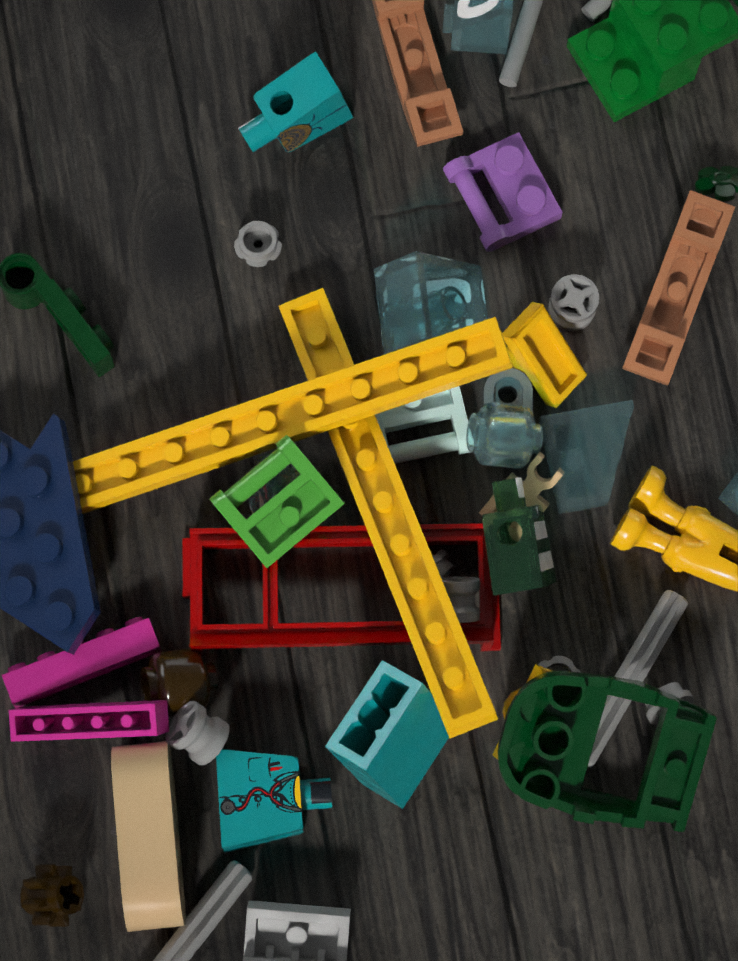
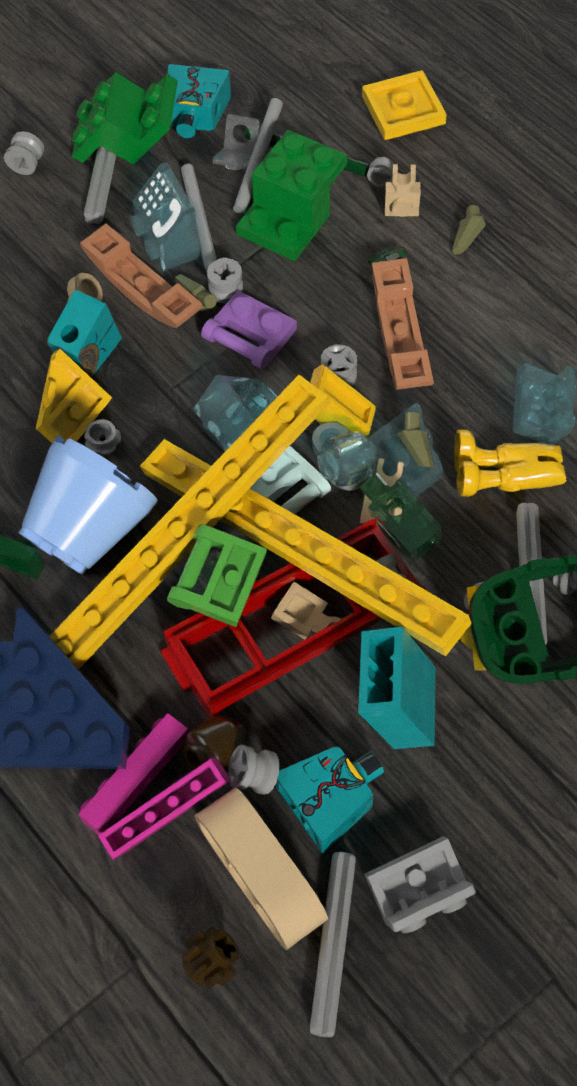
camera: 25 degrees left, 15 degrees down
(184, 330) = (82, 505): none -> light blue cone
(241, 182) = (69, 400): none -> yellow wing
(339, 36) = (86, 284): none -> tan tile
(354, 583) = (302, 612): none -> tan plate
(469, 107) = (198, 291): none -> olive bar
(509, 120) = (231, 273): none -> light grey wheel
(597, 453) = (416, 440): none -> olive bar

